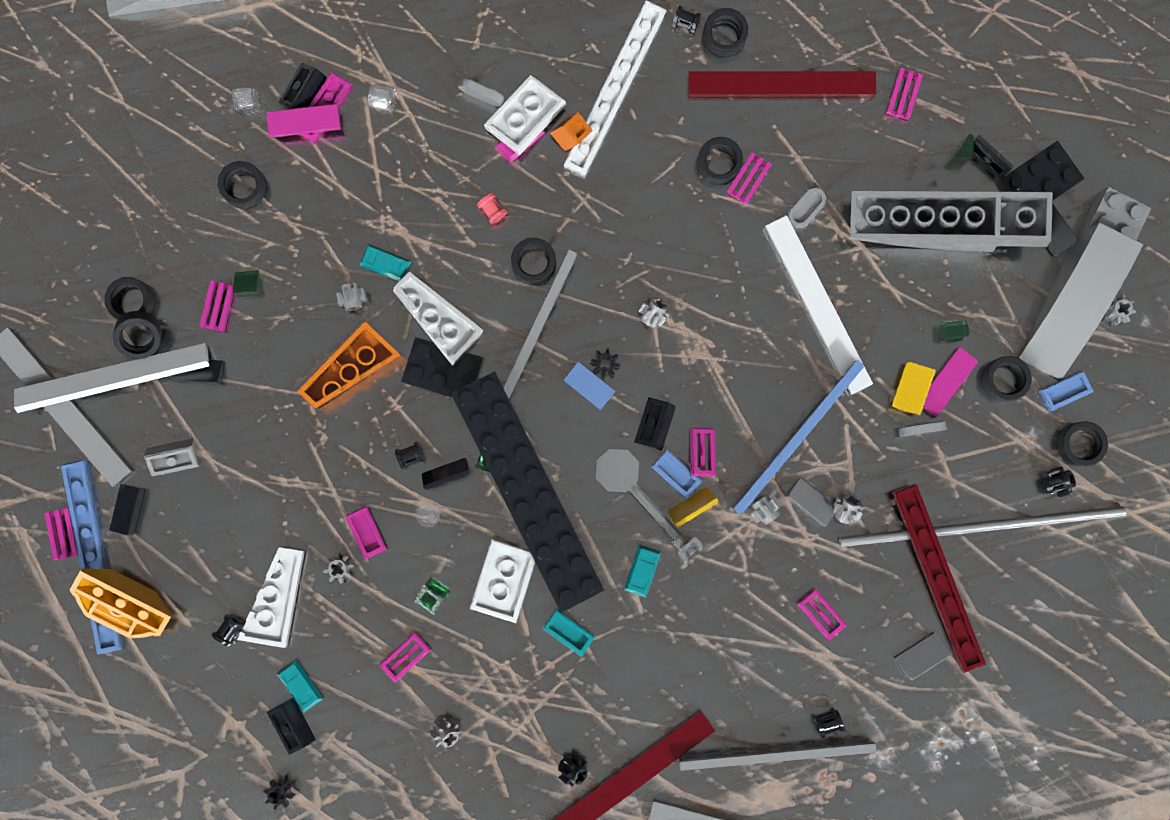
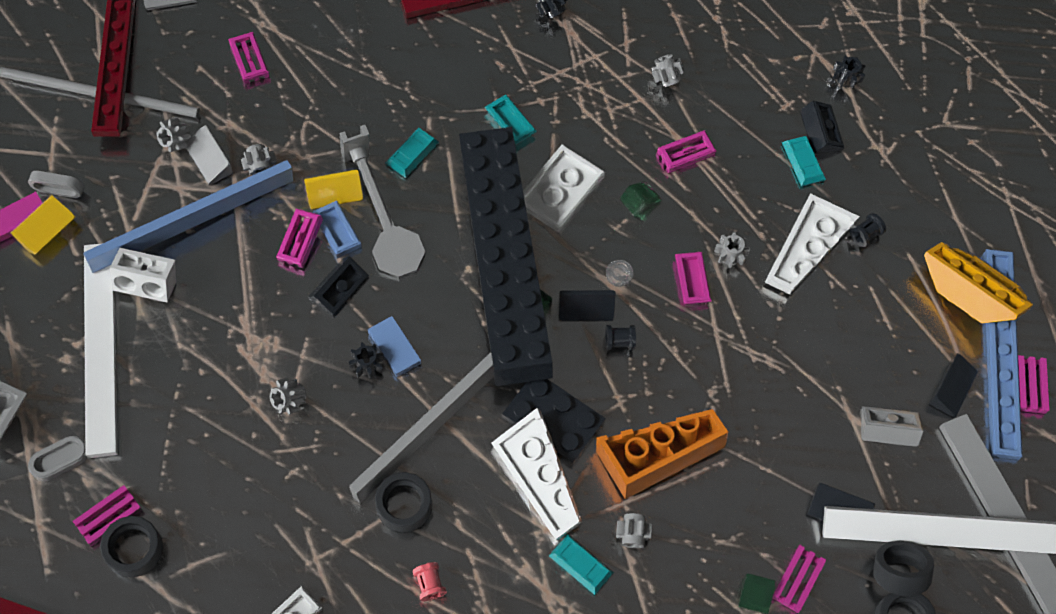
camera: 160 degrees left, 20 degrees down
(811, 370) = (143, 274): none -> white brick

